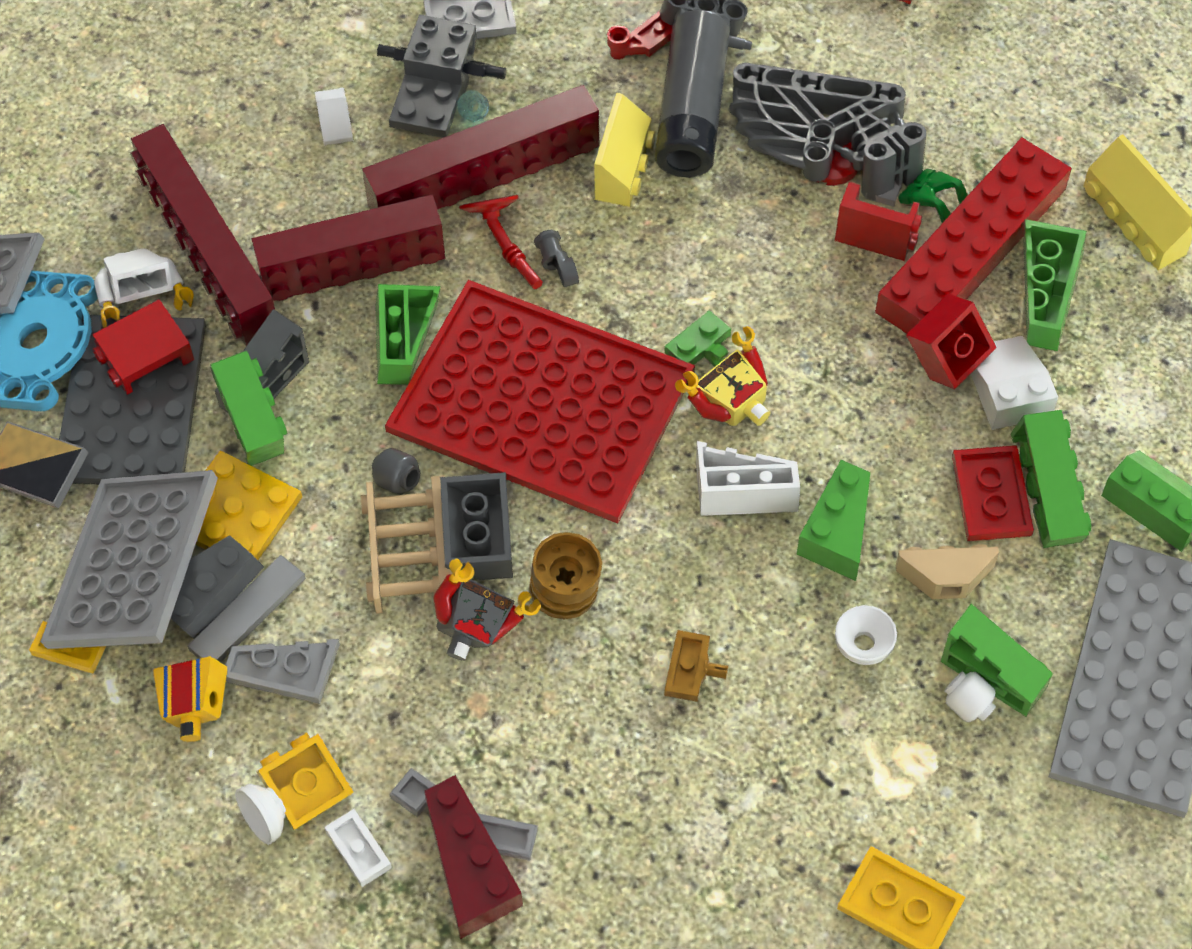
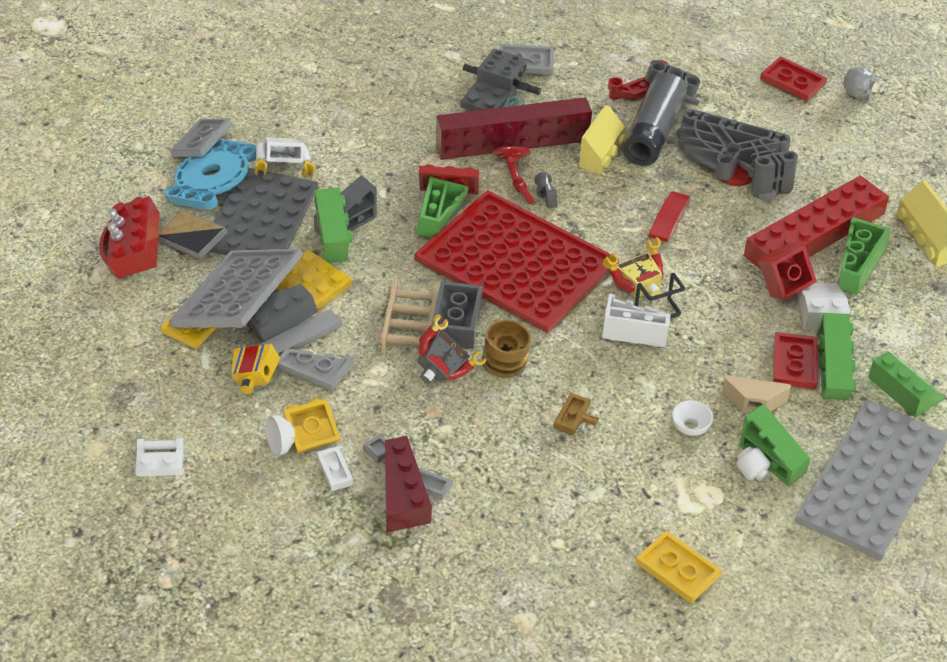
camera: 10 degrees right, 15 degrees down
(91, 896) = (159, 462): none -> white plate
(140, 344) = (275, 182): red panel -> none
(202, 232) = (328, 132): dark red brick -> none
(334, 116) = (427, 97): white slope -> none
(350, 248) = (399, 157): dark red brick -> none
(395, 471) = (414, 278): dark grey head -> none
(433, 273) = (466, 176): none -> red plate
(701, 340) = (627, 247): bright green plate -> none
(752, 270) = (669, 216): none -> red slope
(790, 426) = (673, 276): none -> black piece
(837, 522) = (689, 355): bright green wedge -> none
(876, 227) = (754, 205): red panel -> none
(925, 190) = (793, 194): green piece -> none

